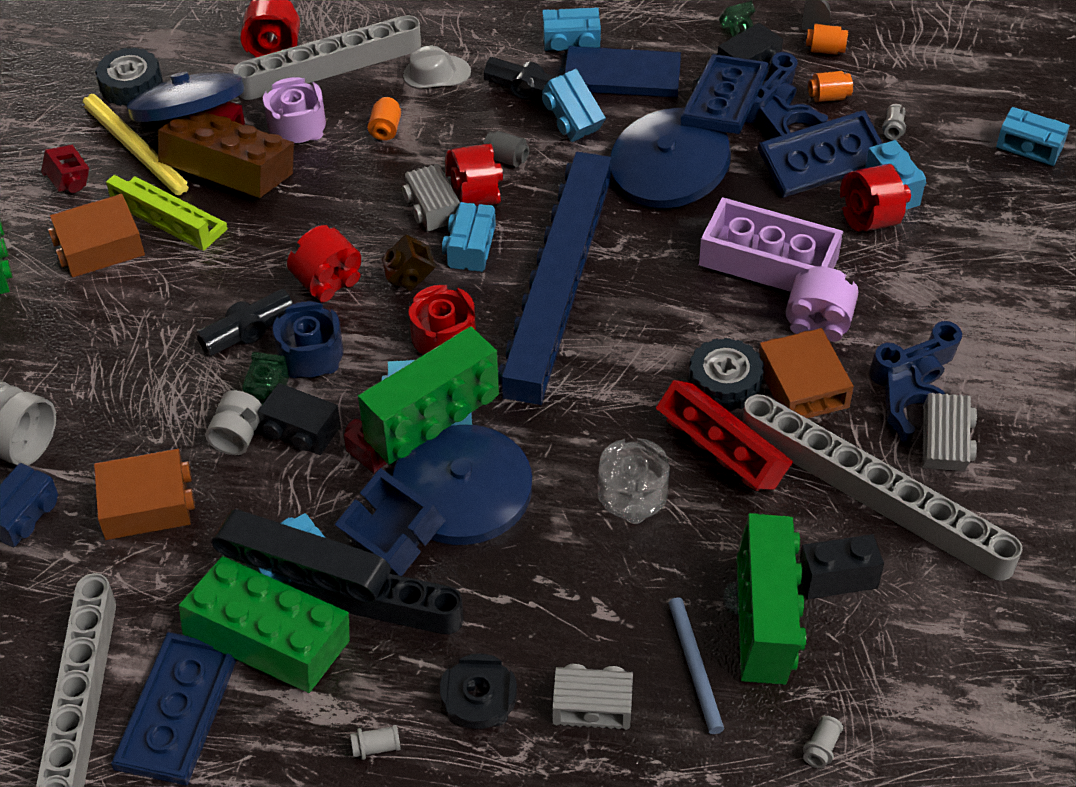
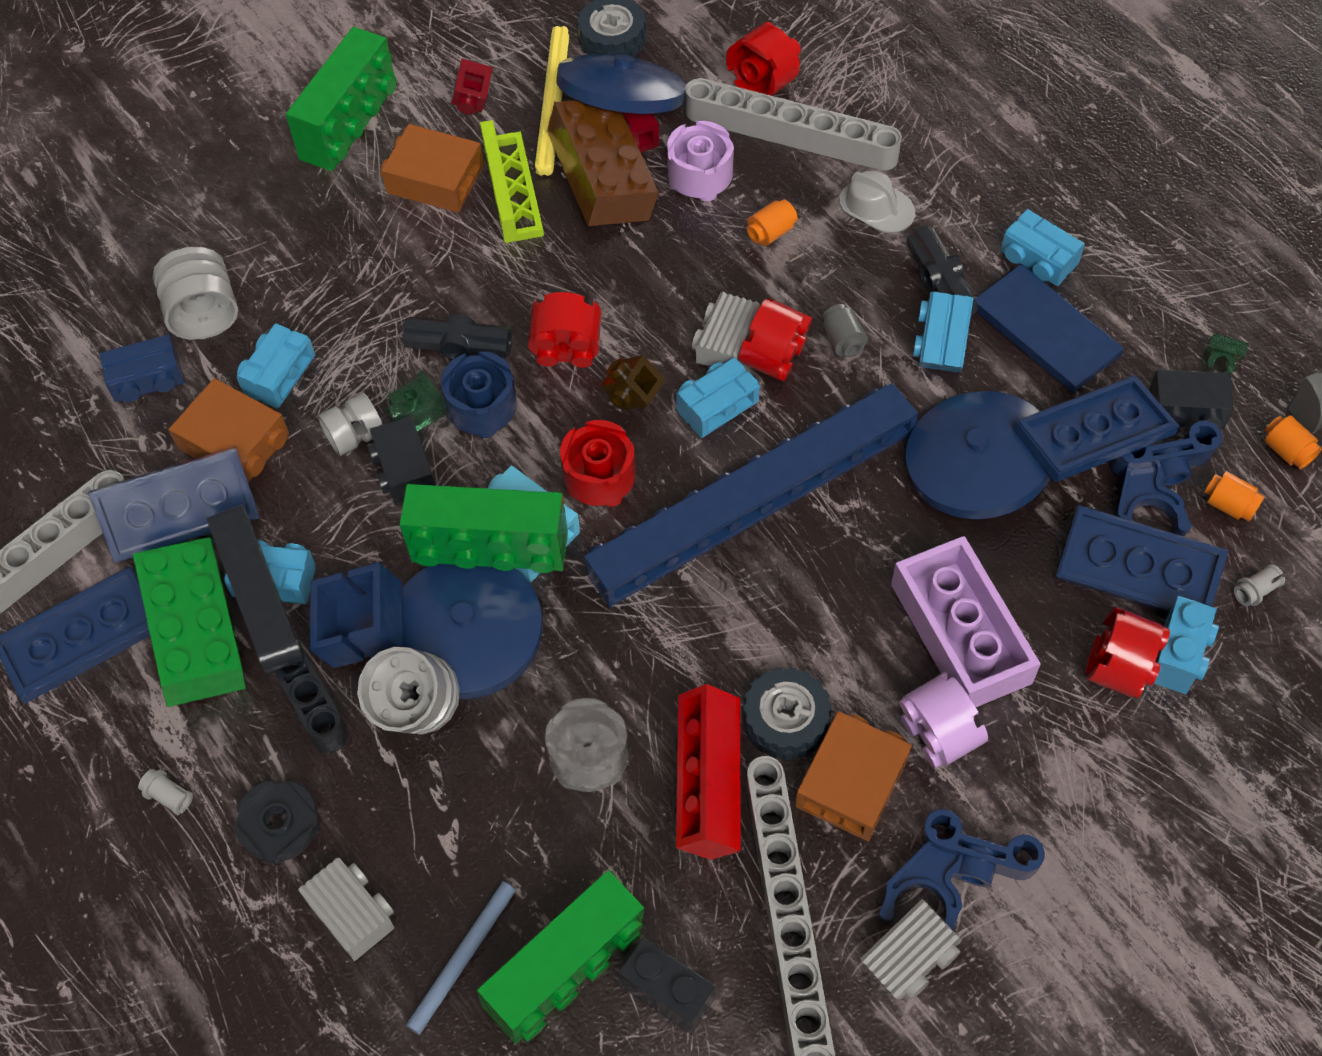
camera: 45 degrees right, 10 degrees up
(125, 426) = (275, 365): none -> dark azure brick
(159, 564) = (171, 503): none -> dark blue tile
(489, 513) = (388, 692): none -> light grey wheel

